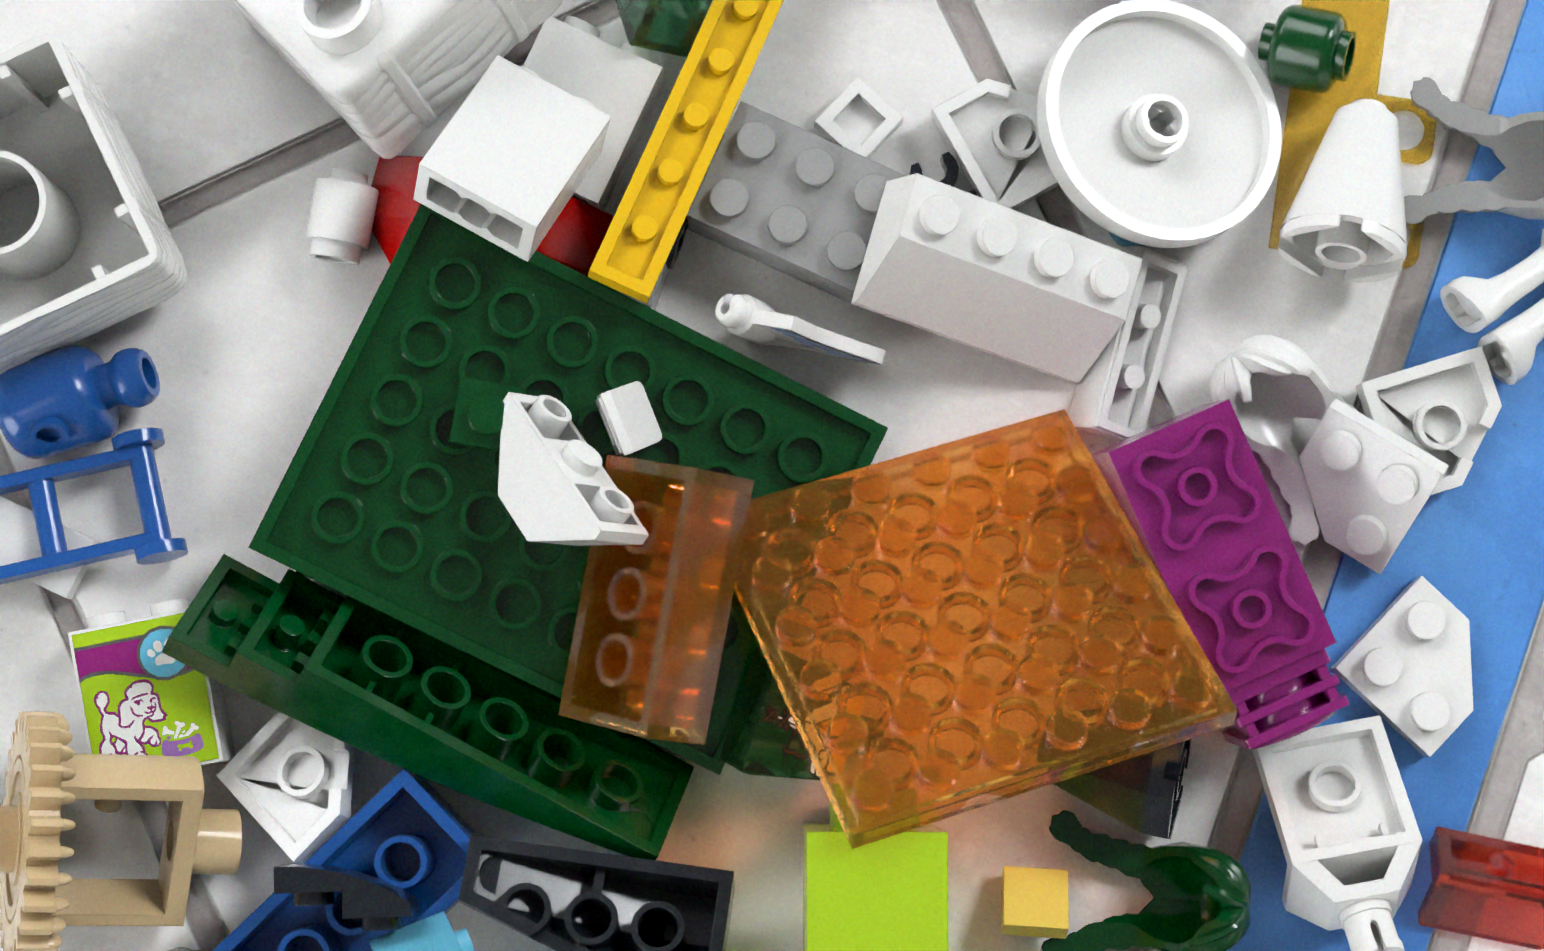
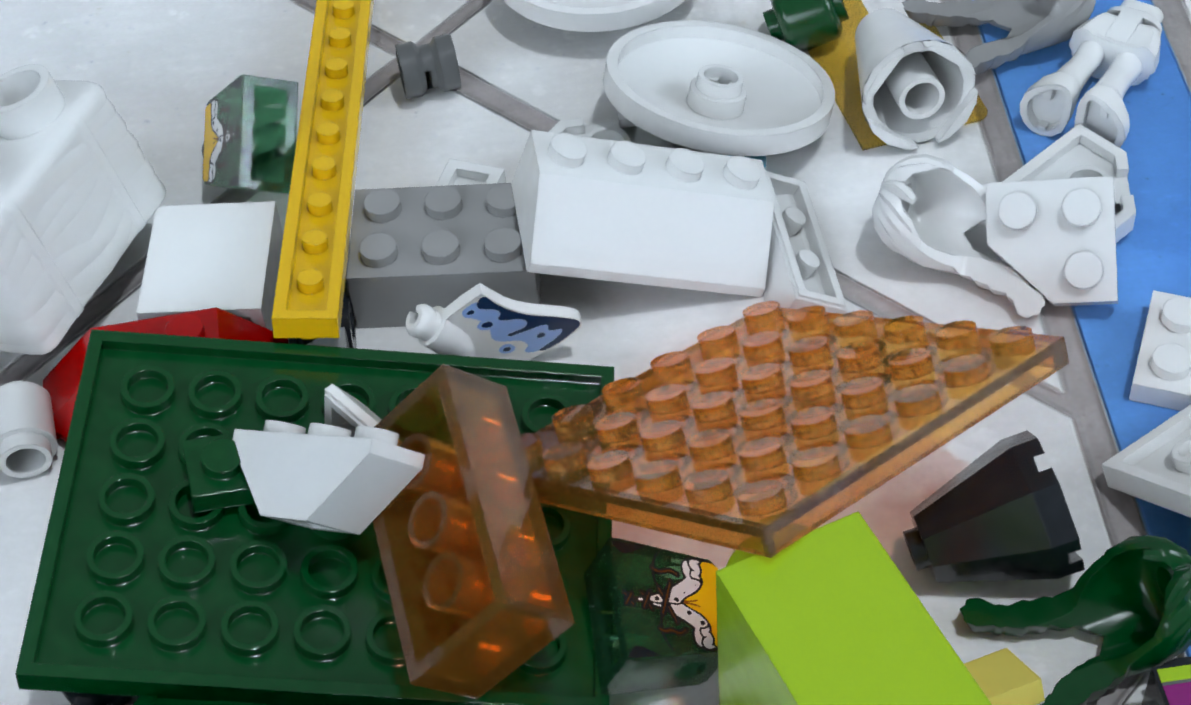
camera: 20 degrees left, 35 degrees down
(511, 157) = (161, 275): white brick -> none
(1229, 568) = (931, 261): magenta piece -> none

